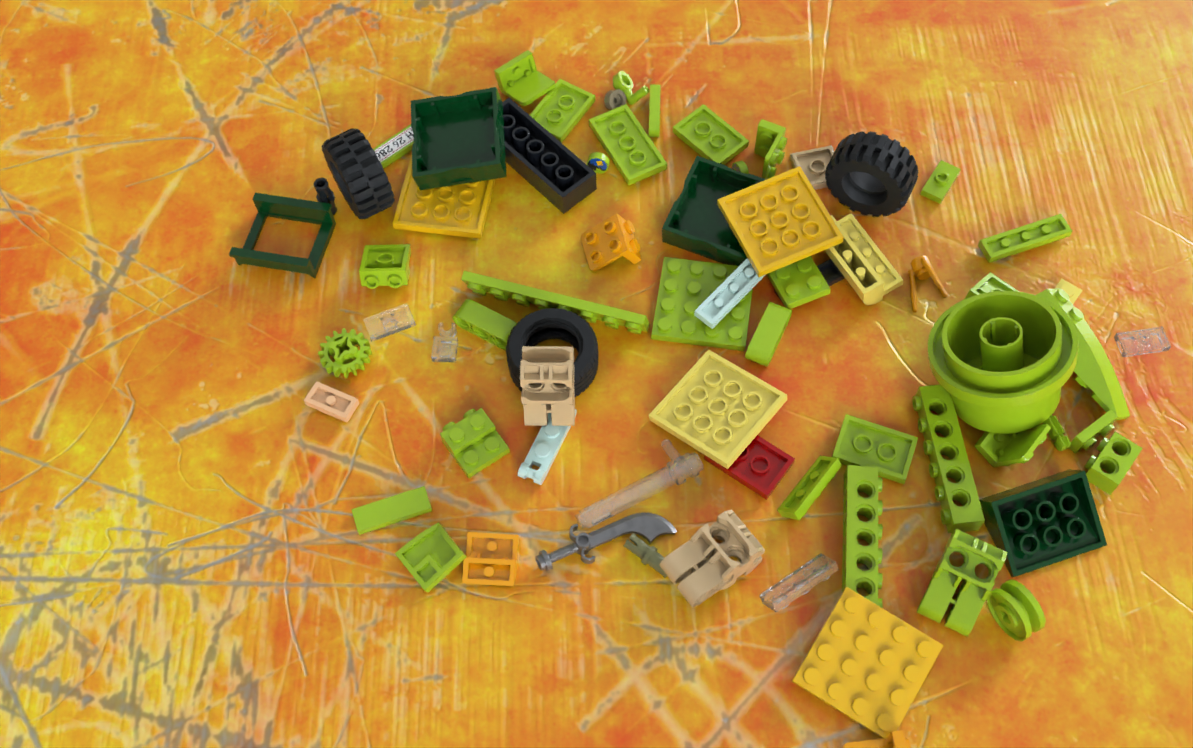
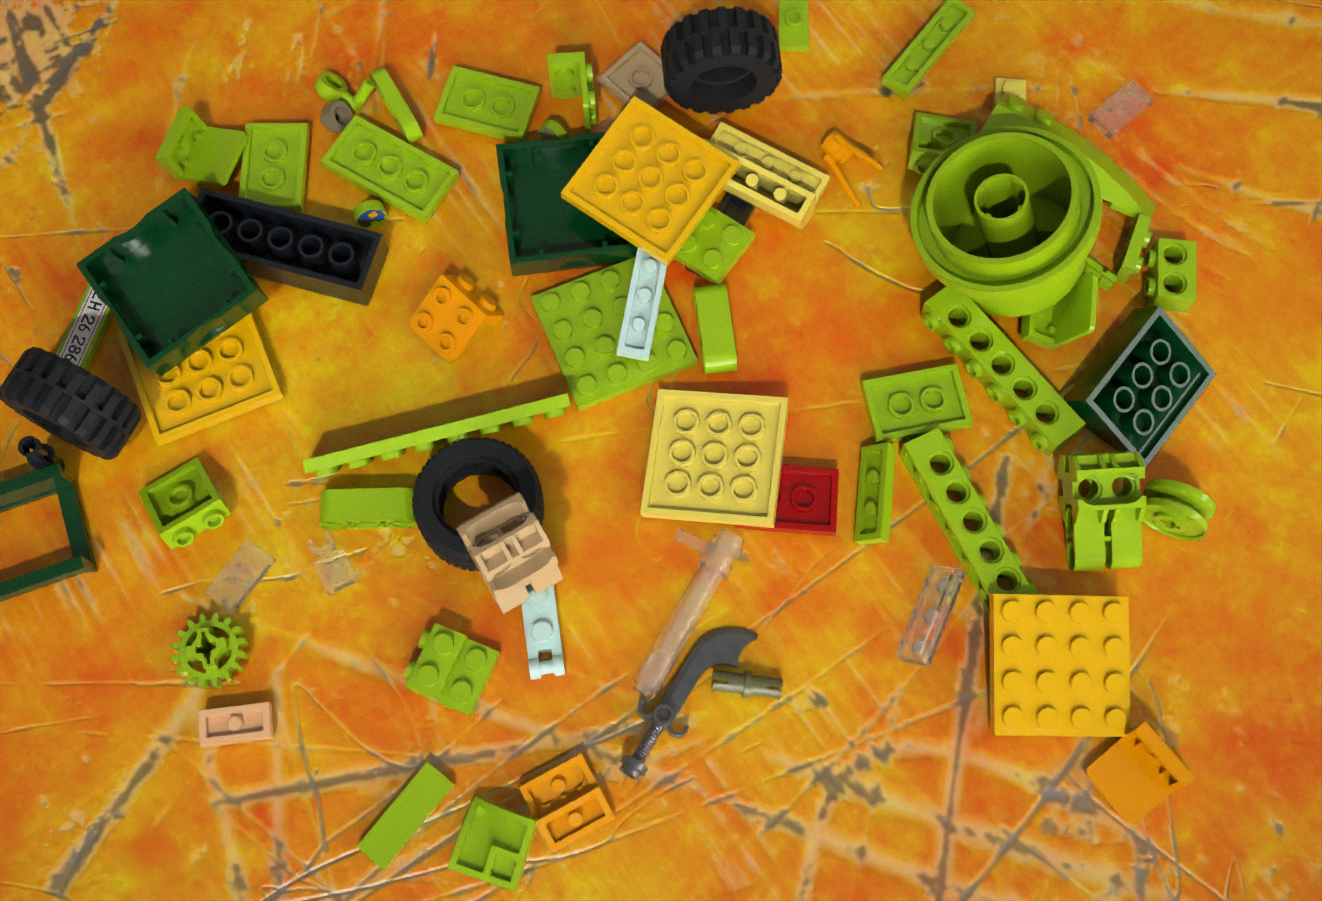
camera: 35 degrees left, 10 degrees up
(705, 565) = (839, 610): tan connector -> none

